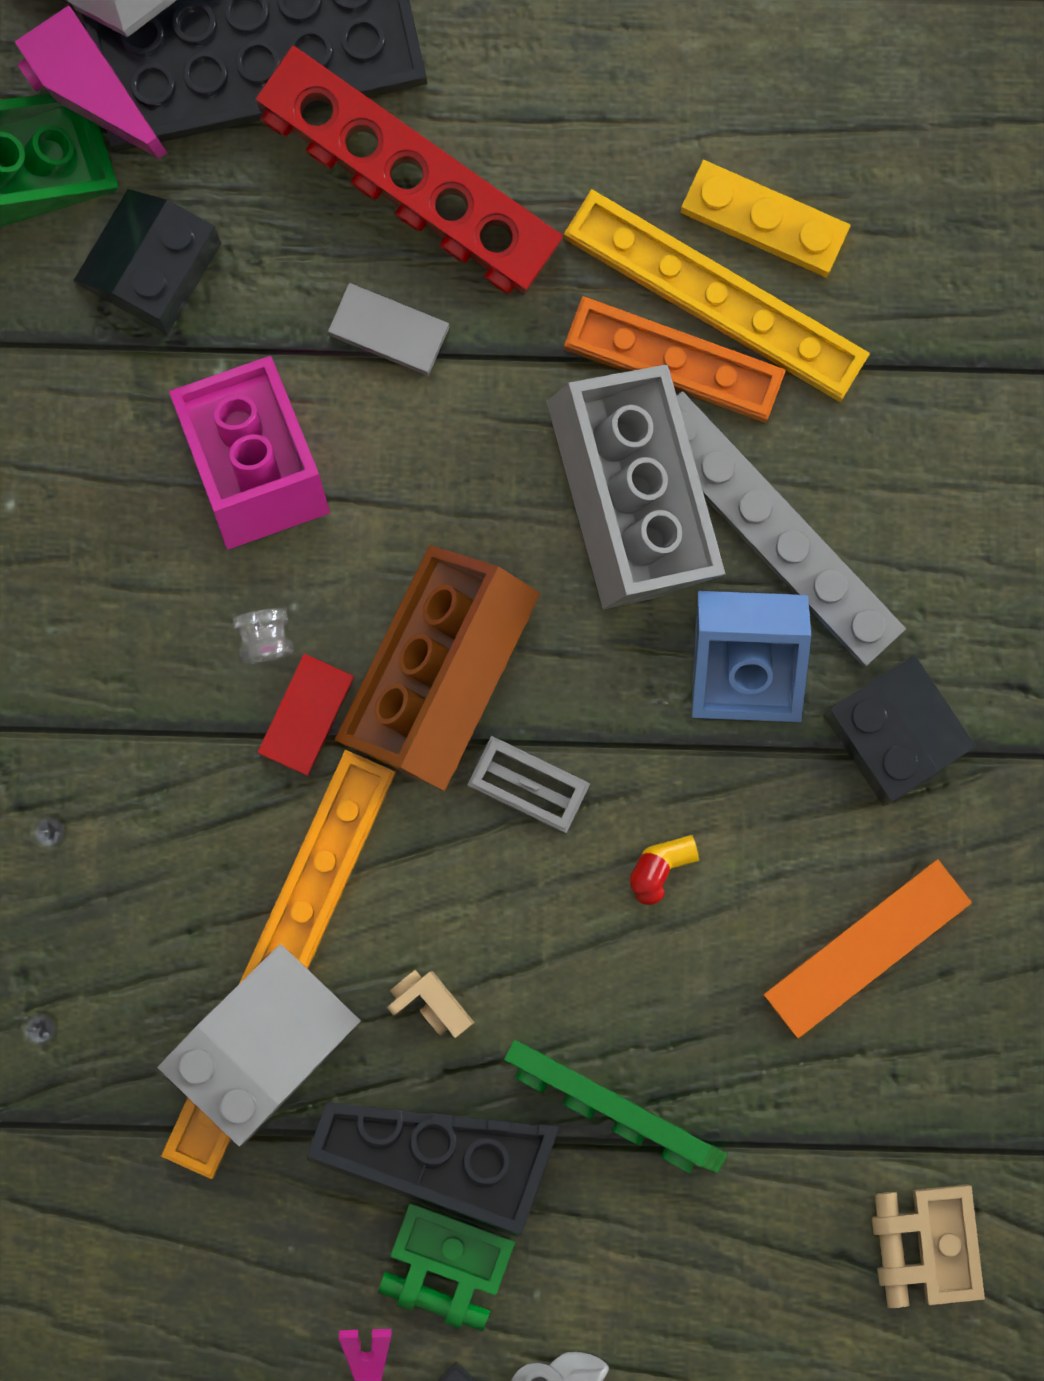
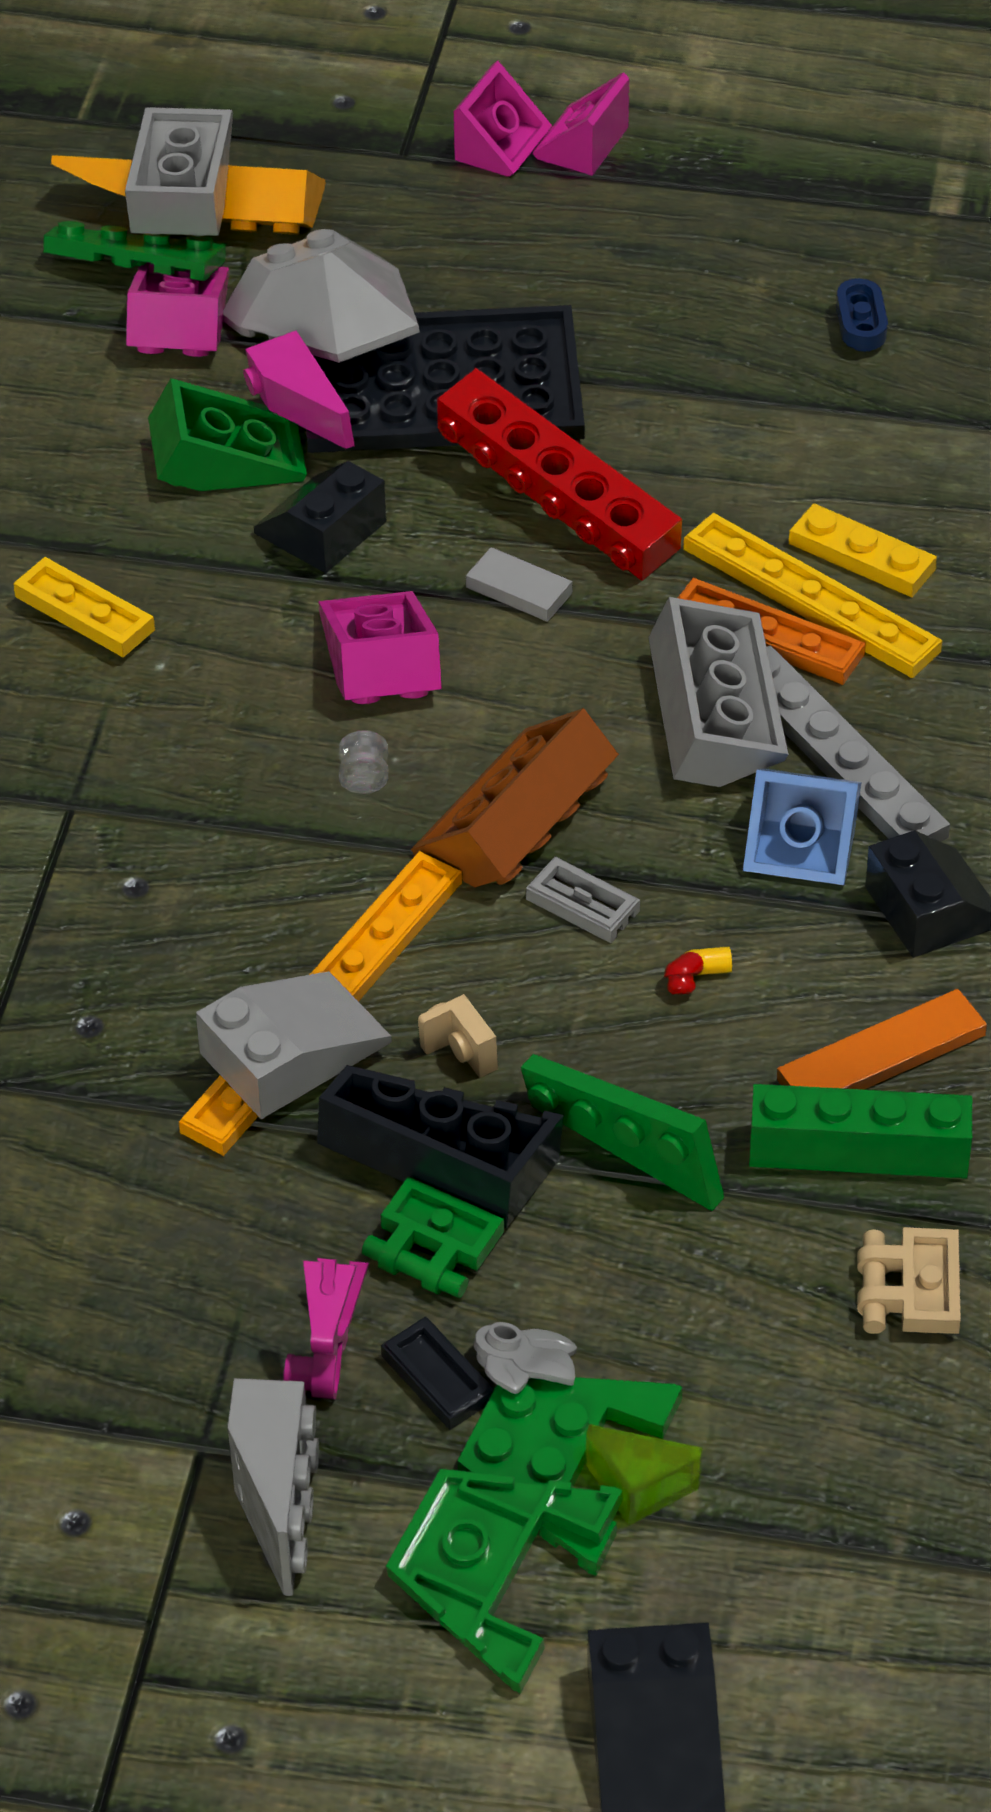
camera: 10 degrees right, 35 degrees down
(306, 715) = (389, 827): red tile -> none
(861, 1074) = (861, 1131): none -> green brick

